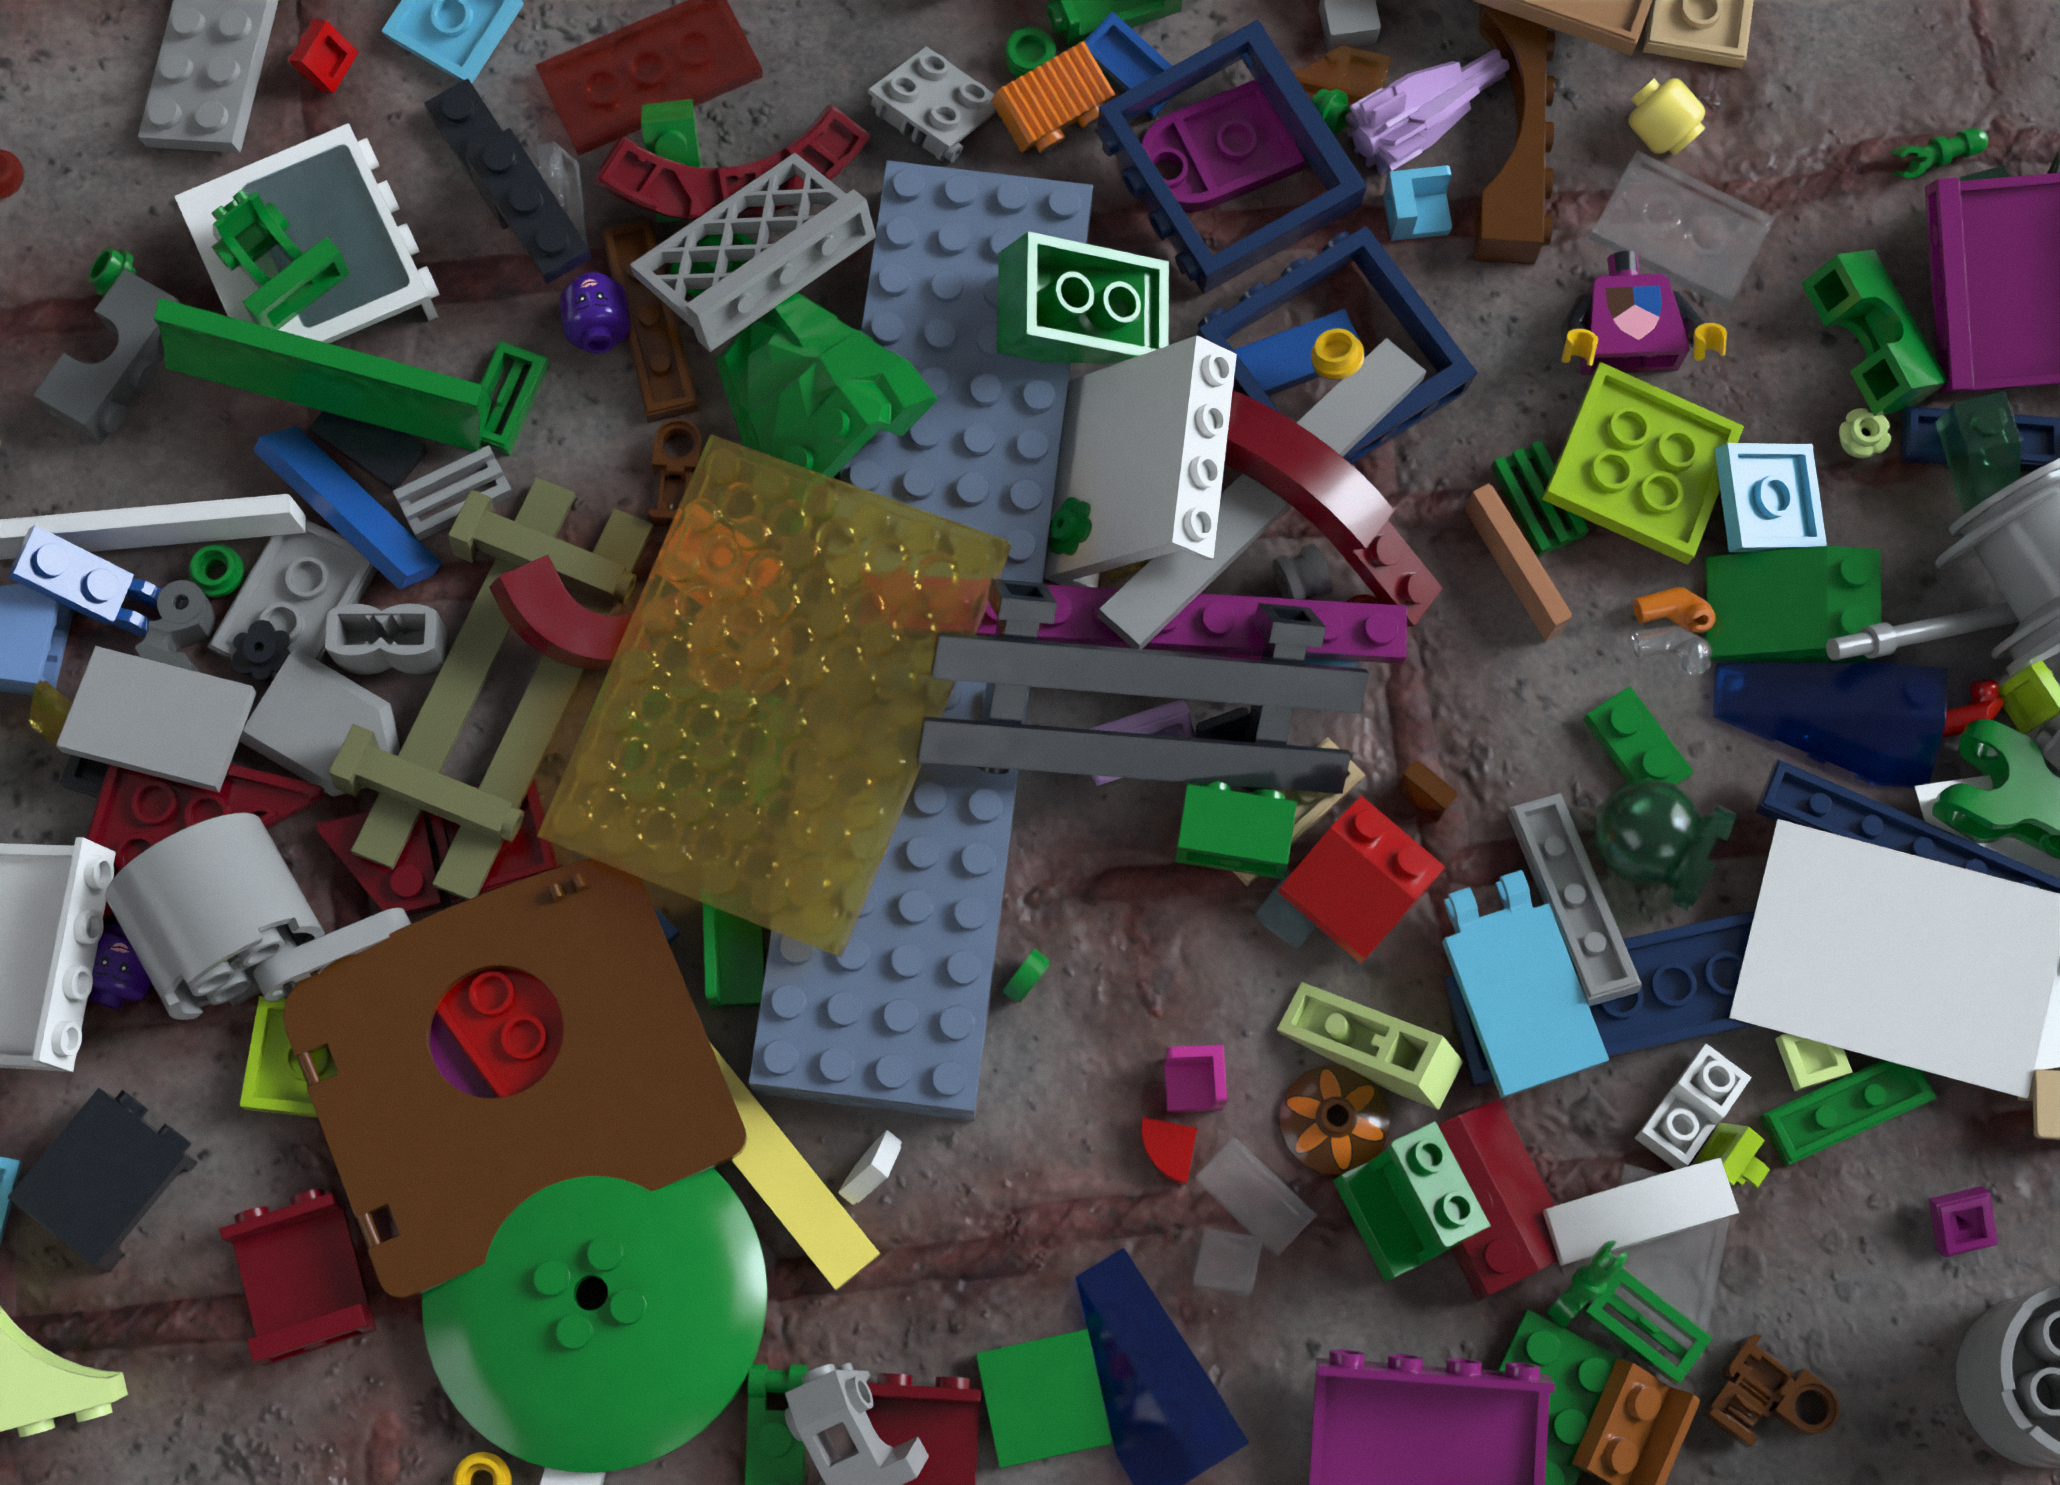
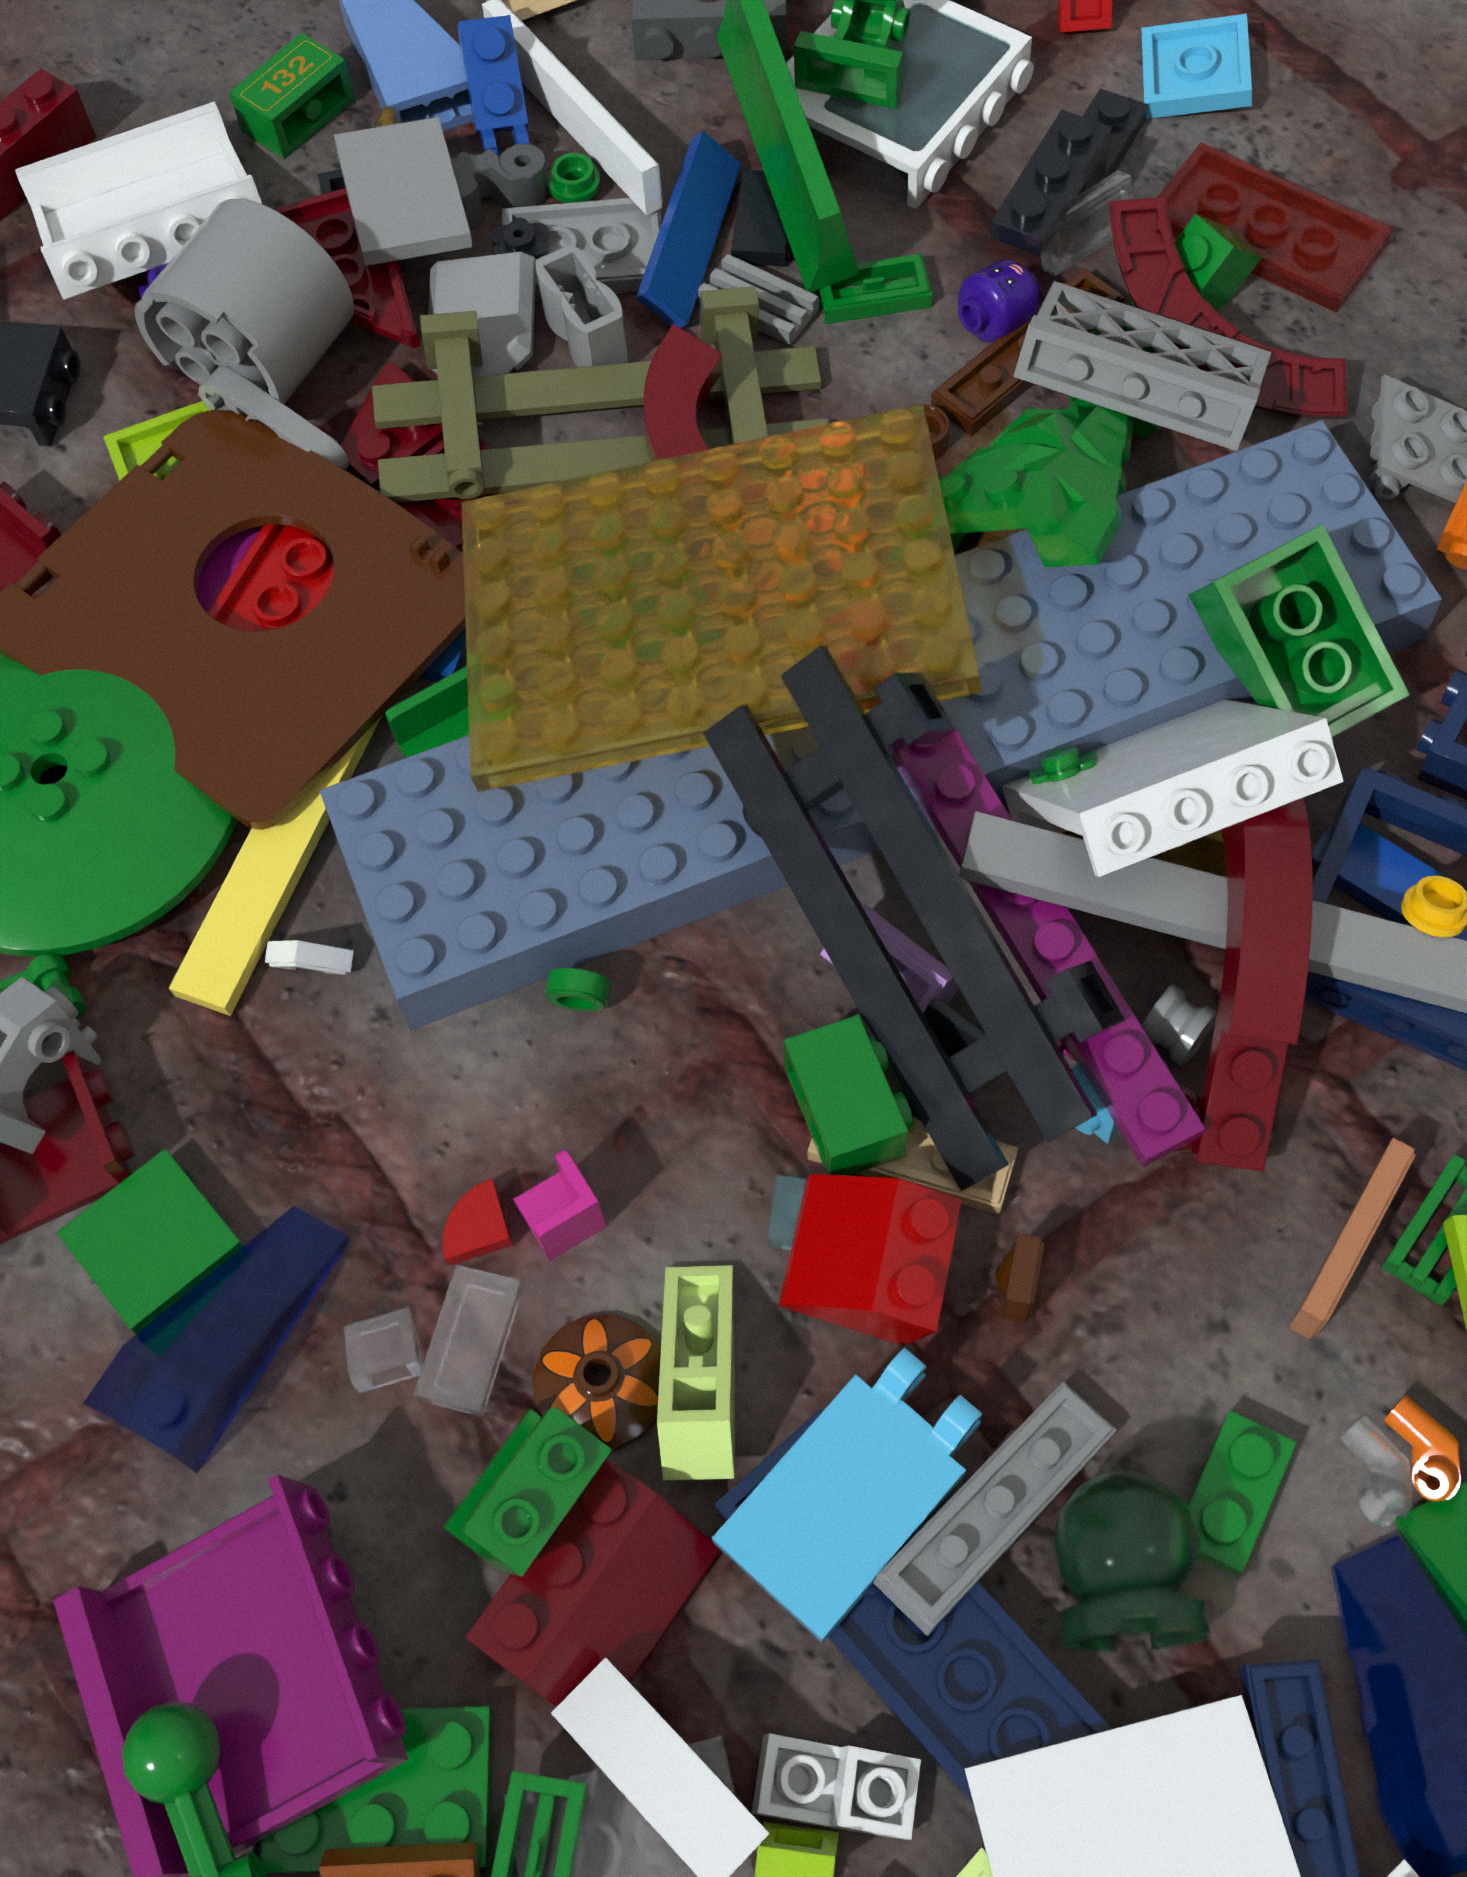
camera: 70 degrees right, 10 degrees down
(1587, 1284) = (541, 1753): green piece -> none

